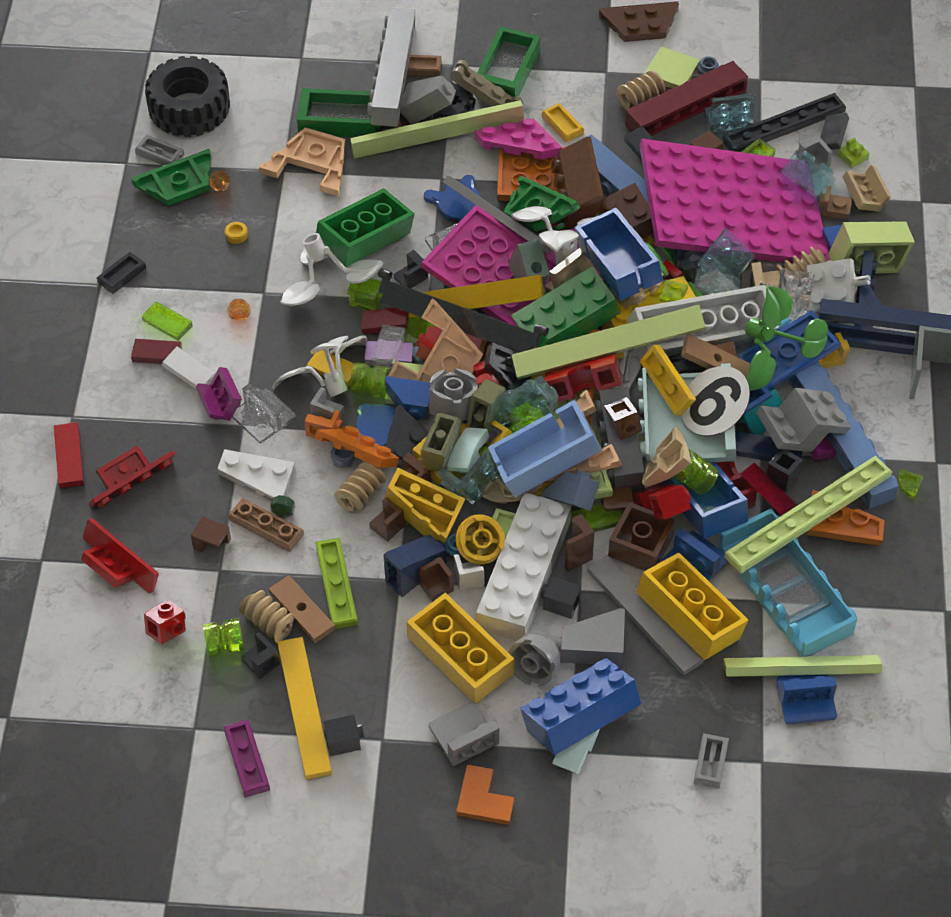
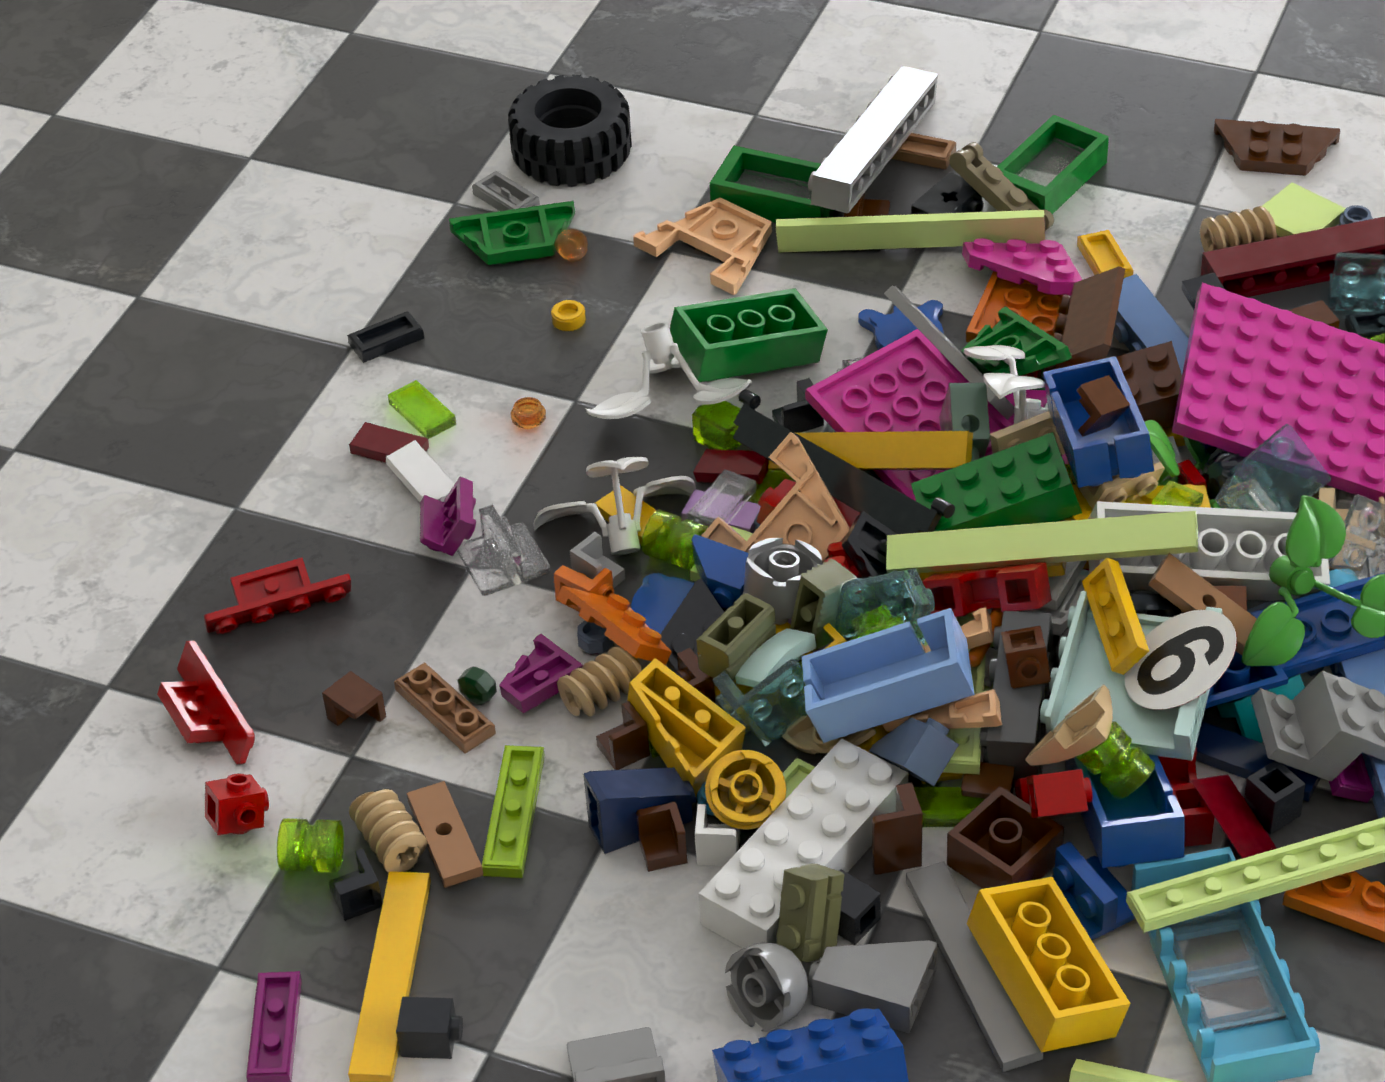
camera: 20 degrees right, 10 degrees down
(68, 455) = (206, 555): red tile -> none
(263, 474) = (463, 633): white wing -> none
(318, 489) = (537, 675): none -> magenta wing
(426, 98) = (906, 185): light grey slope -> none
(460, 648) = (657, 943): yellow brick -> none
(546, 607) = (810, 910): none -> olive brick
(622, 243) = (1102, 402): none -> reddish brown panel

